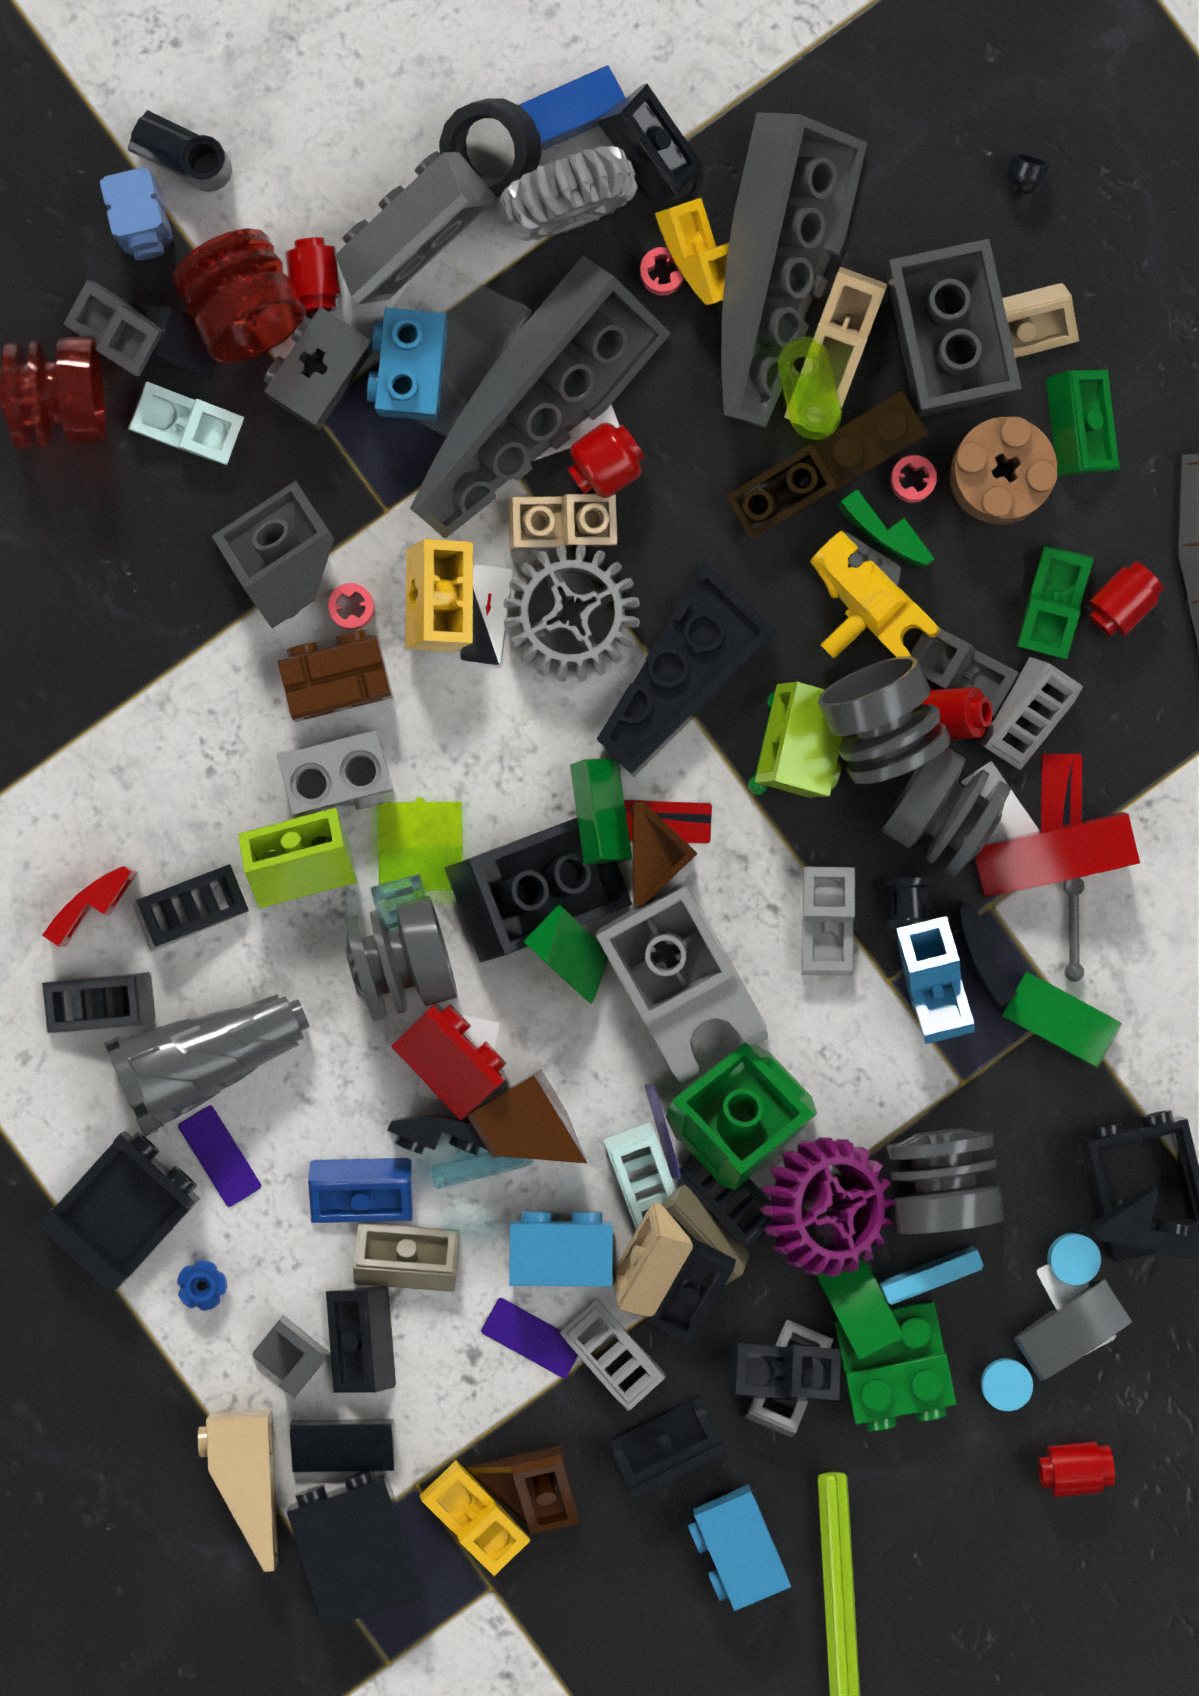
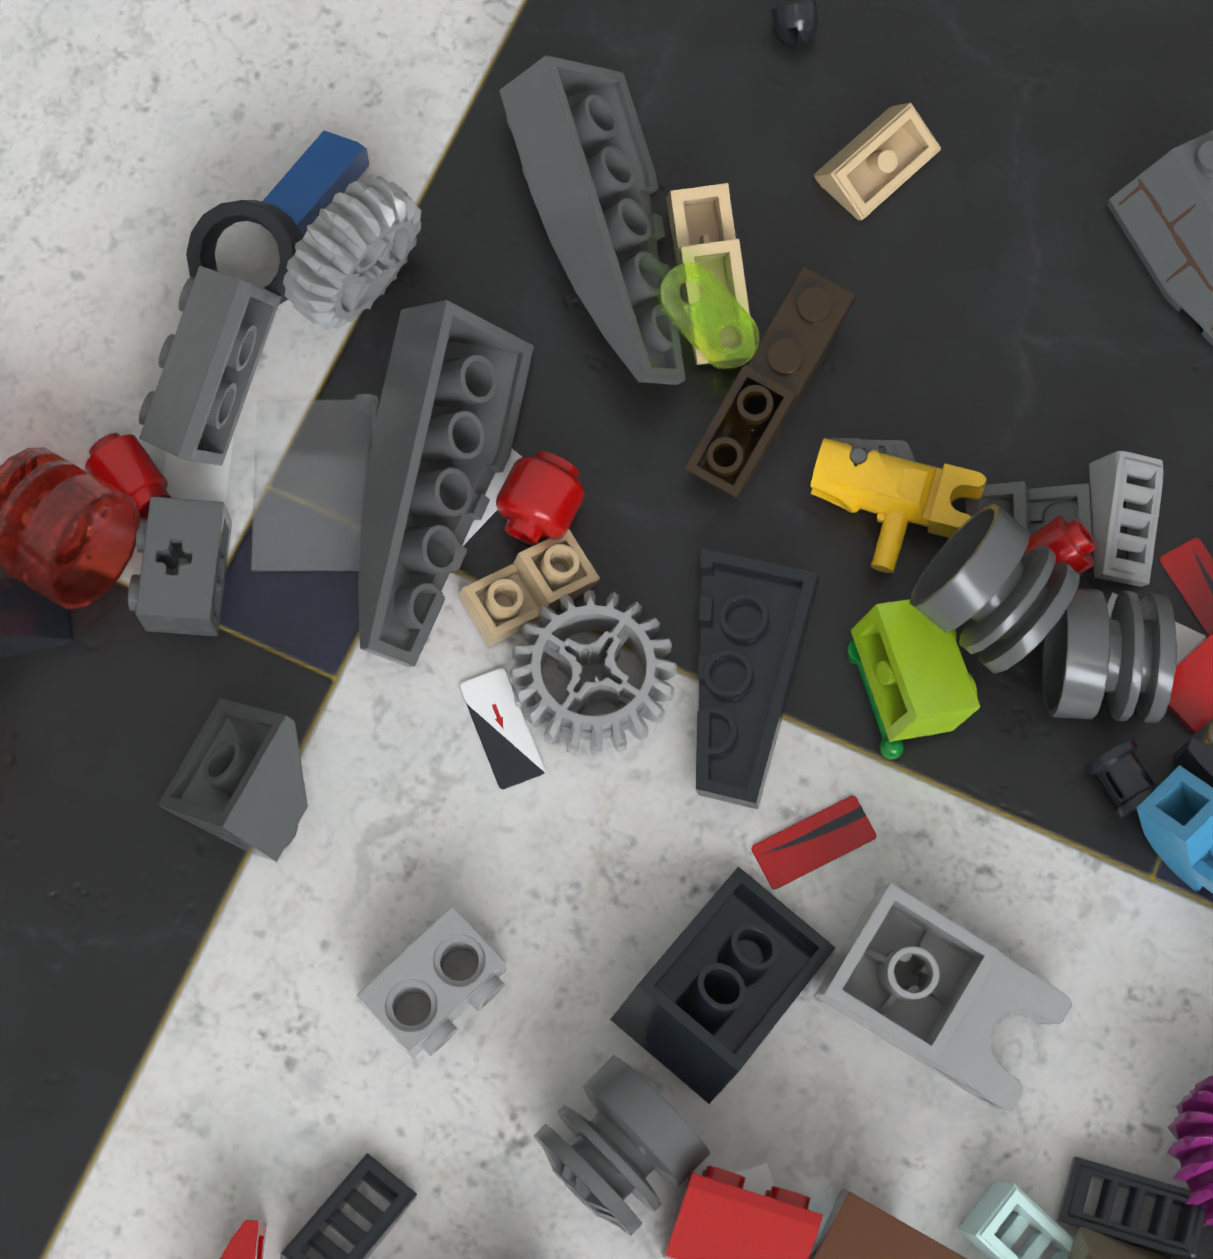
camera: 30 degrees left, 15 degrees down
(185, 423) = (68, 701): light aqua slope -> none
(297, 858) = (441, 1099): lime brick -> none
(334, 677) = (374, 877): reddish brown brick -> none
(350, 590) = (339, 781): coral bush -> none
(389, 894) = (567, 1083): clear light blue tile -> none
(409, 364) = (280, 510): dark azure brick -> none
(419, 840) = (566, 1014): clear neon green piece -> none
(439, 595) = (441, 726): yellow brick -> none
(570, 952) = (803, 1033): green slope -> none
(600, 811) = (744, 864): green slope -> none
(648, 265) = (490, 273): coral bush -> none
(651, 143) = (427, 177): black slope -> none
(656, 853) = (831, 872): reddish brown slope -> none
(663, 1131) = (1013, 1173): sticker -> none
(694, 248) = (509, 251): yellow slope -> none
(740, 1114) = (1094, 1112): green slope -> none
(828, 920) = (1051, 848): light grey slope -> none
(898, 541) = (888, 420): green slope -> none
(915, 463) = (853, 343): coral bush -> none
(952, 327) = (814, 186): dark grey slope -> none
(1013, 443) = (956, 268): medium nougat brick -> none
(1055, 601) = (1075, 400): green slope -> none
(1082, 422) = (992, 221): green slope -> none
(1125, 600) = (1147, 358): red brick -> none

